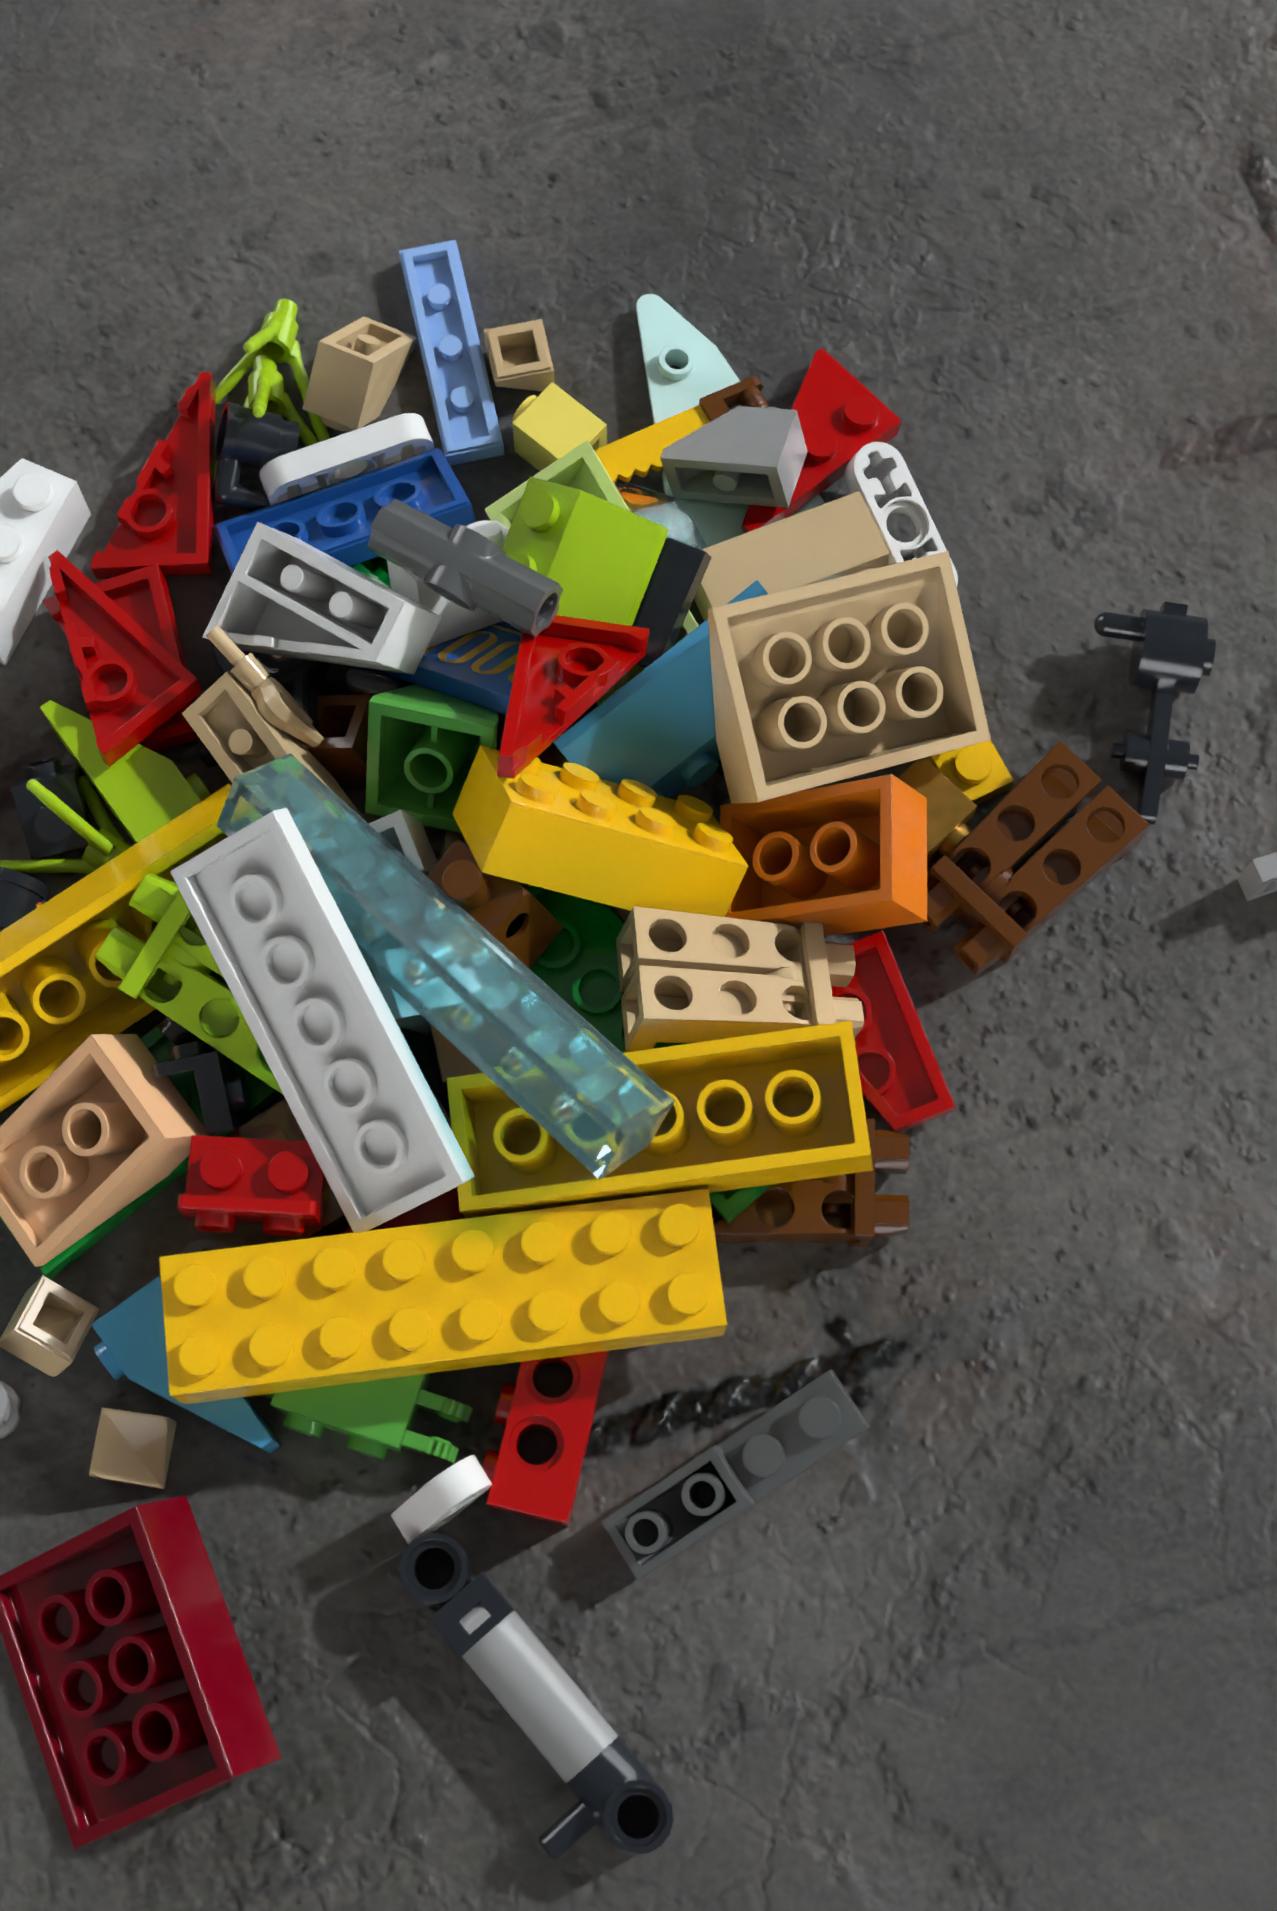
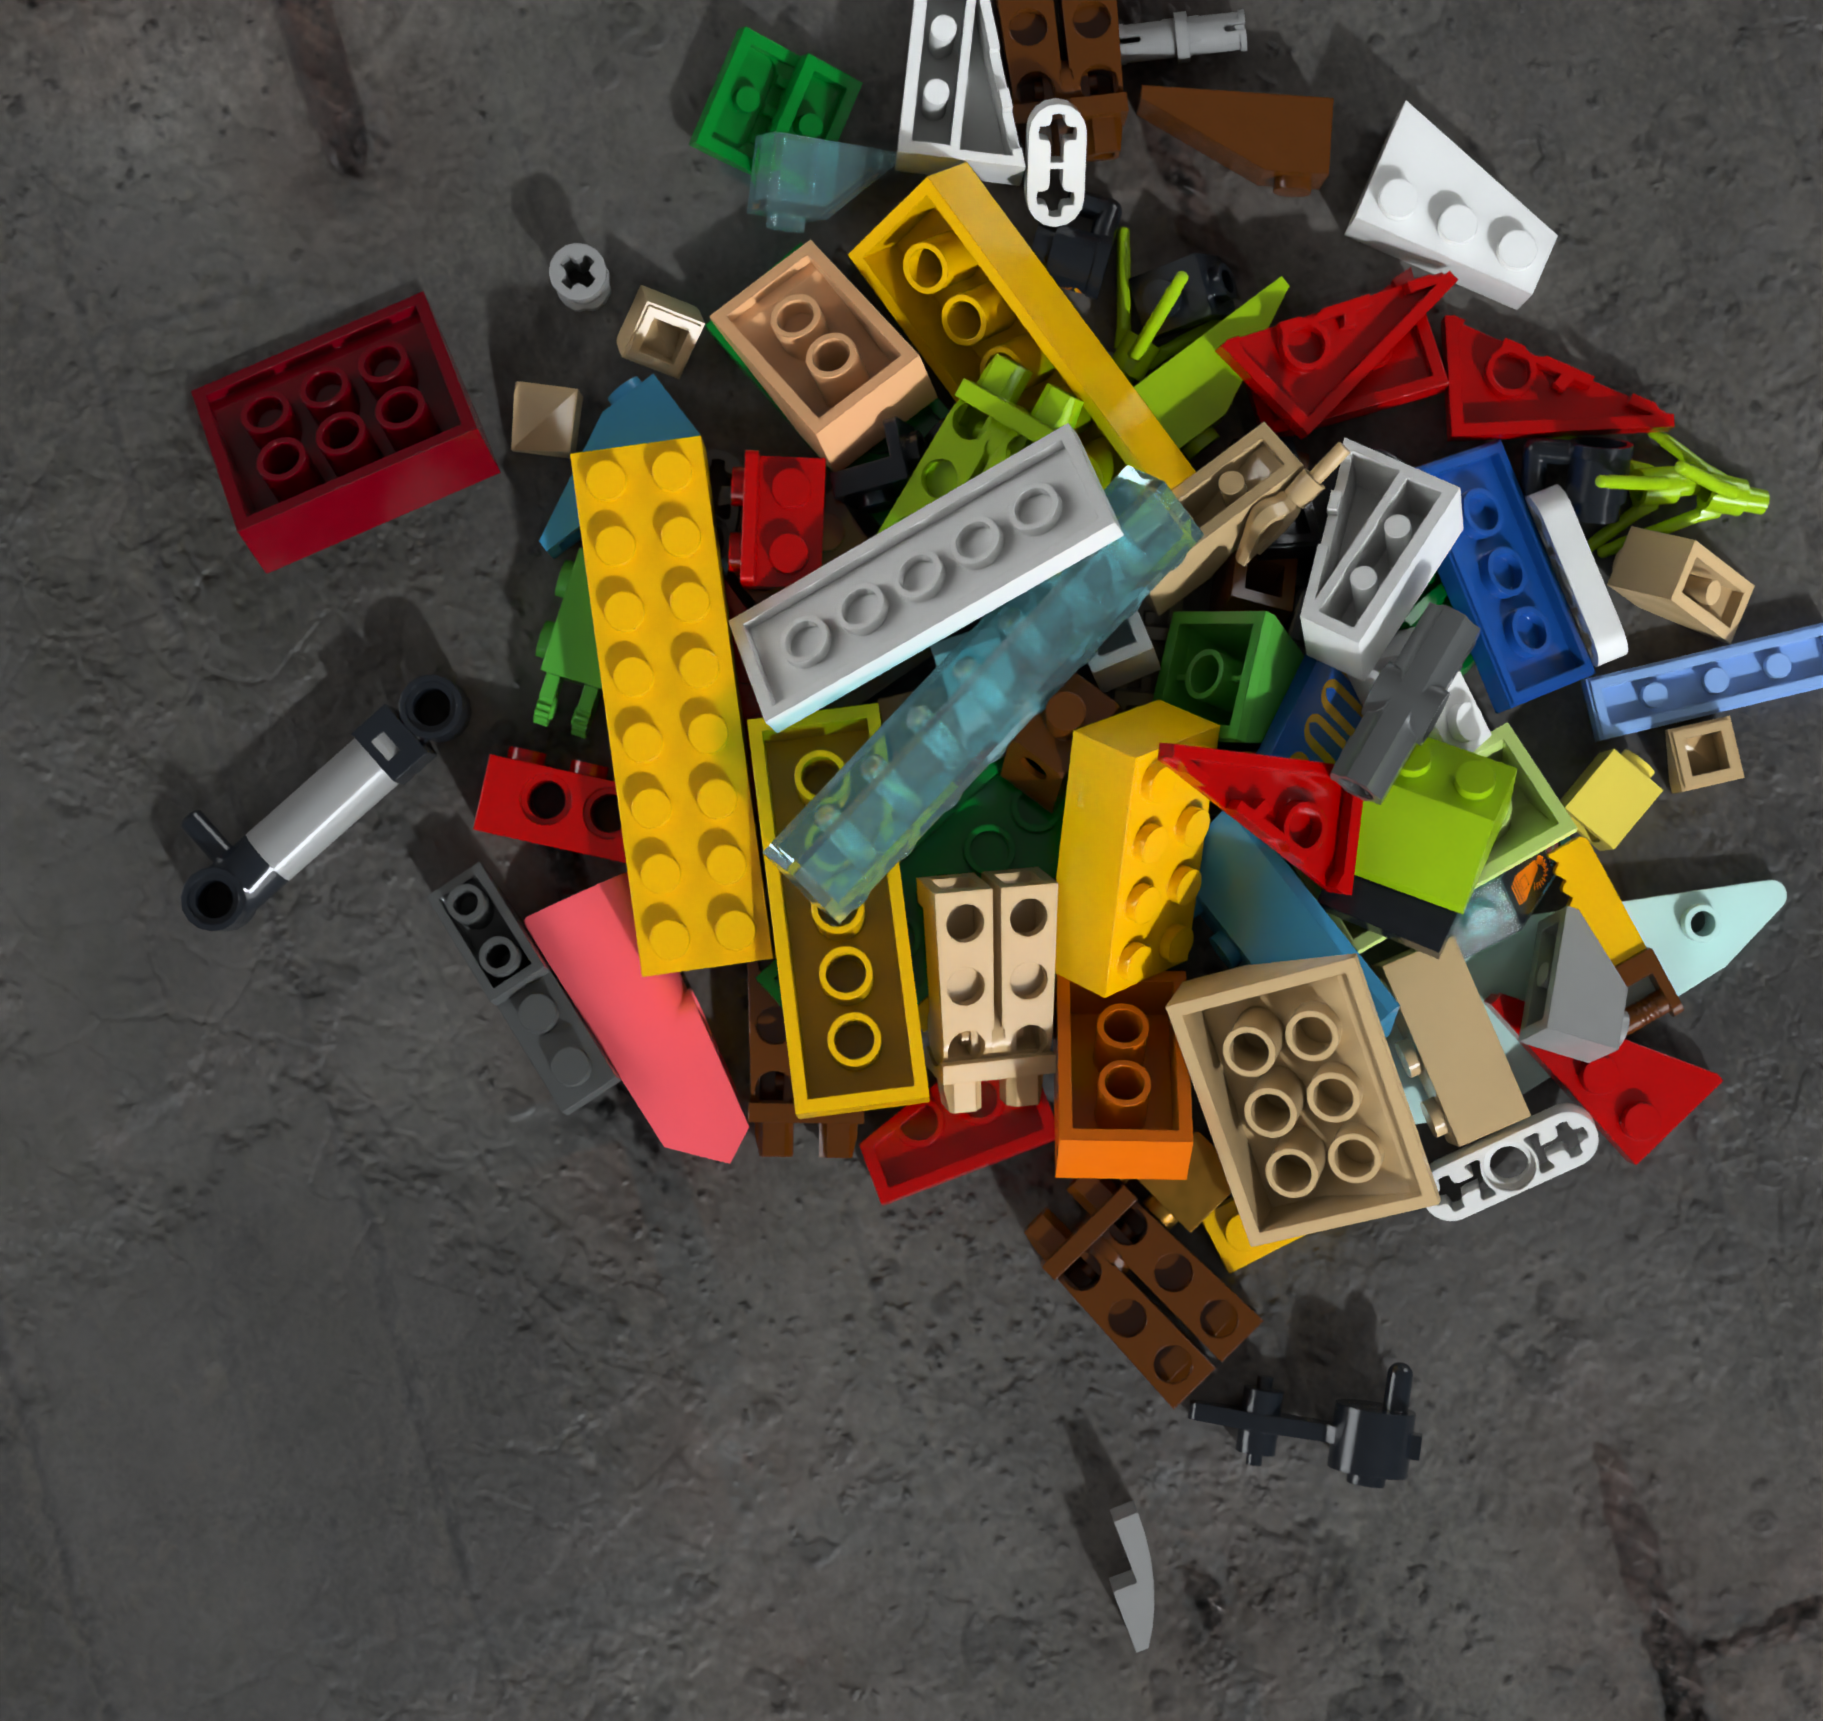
camera: 85 degrees right, 15 degrees up
(441, 1499) = (494, 711): white beam -> none
(772, 1347) = (643, 1024): none -> coral panel

